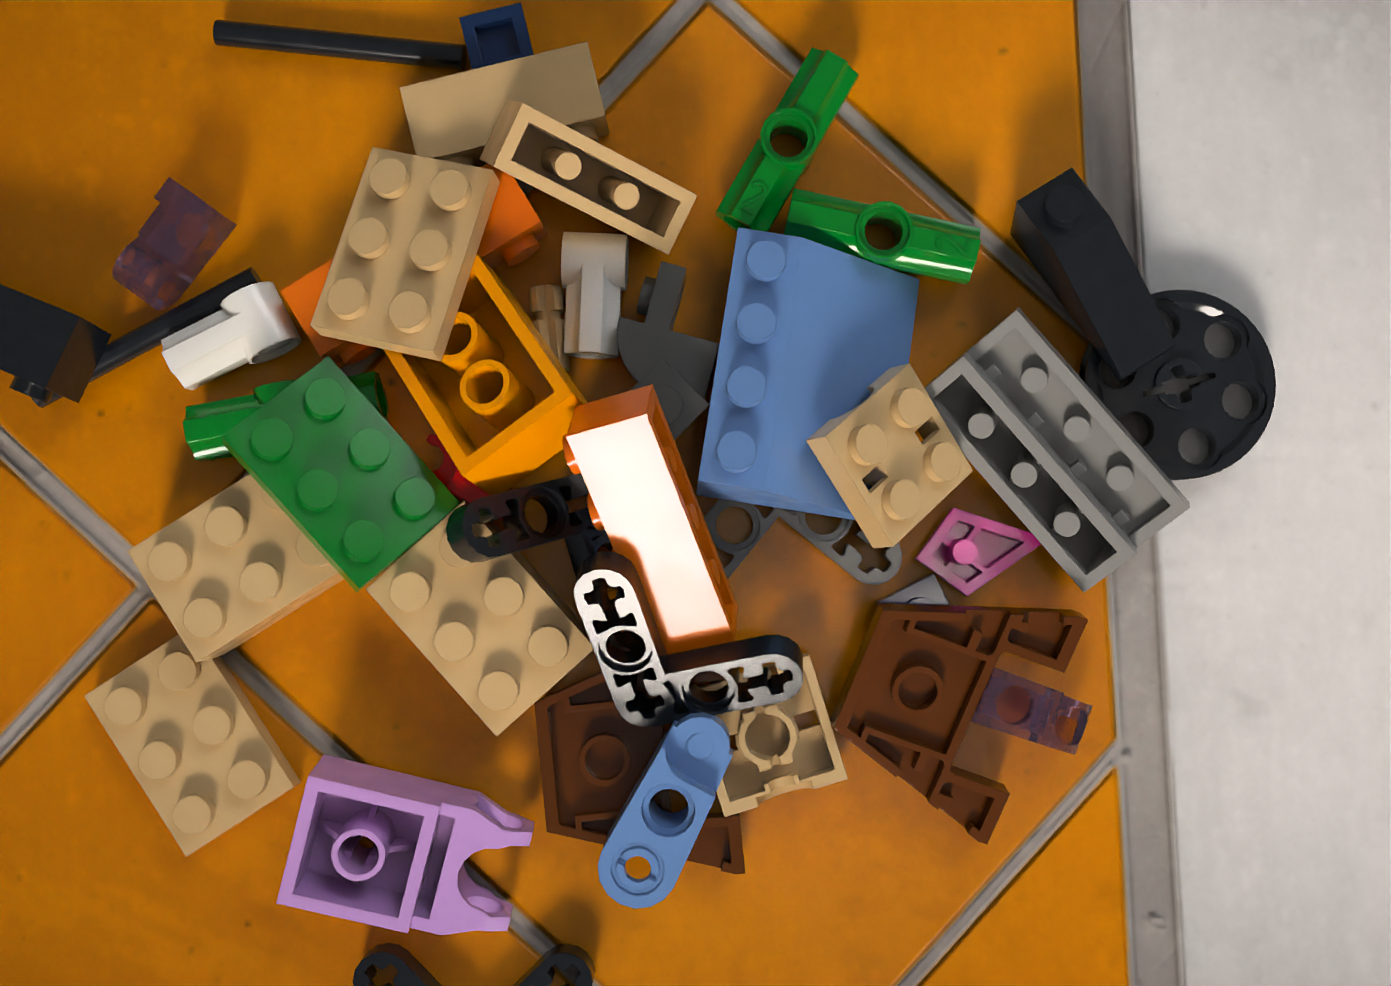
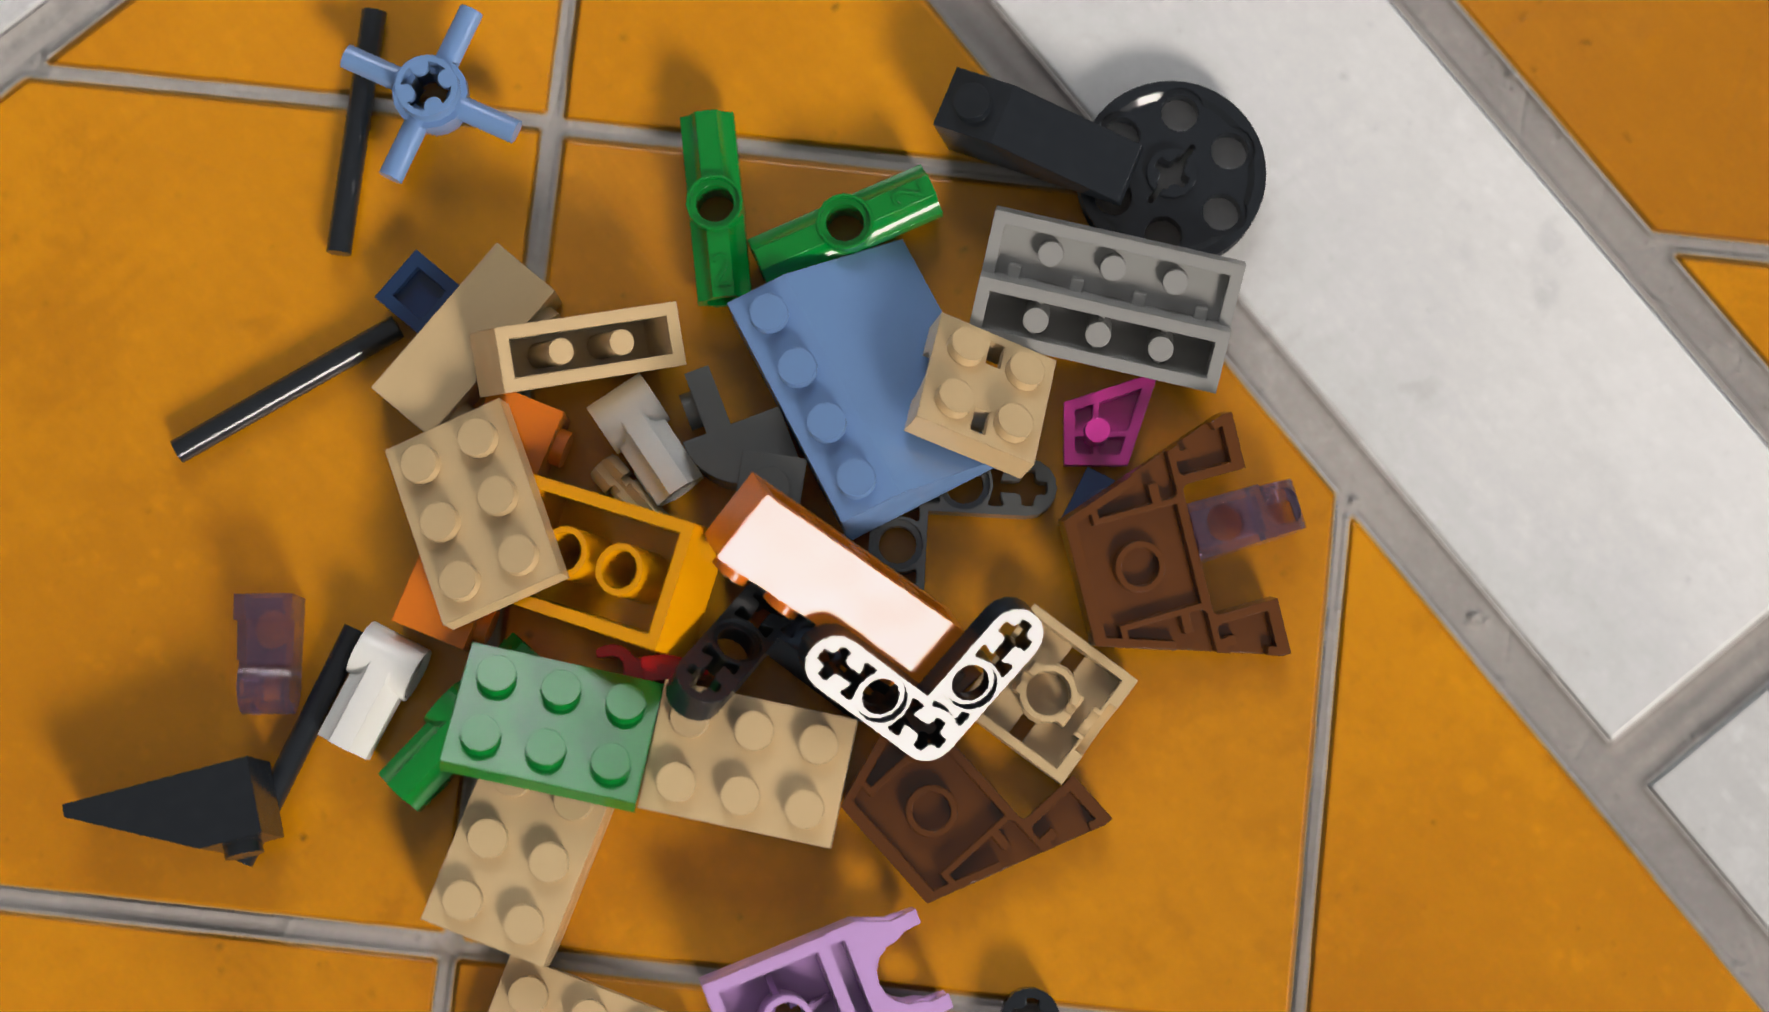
camera: 35 degrees left, 5 degrees down
(687, 760) = (996, 751): medium blue piece -> none

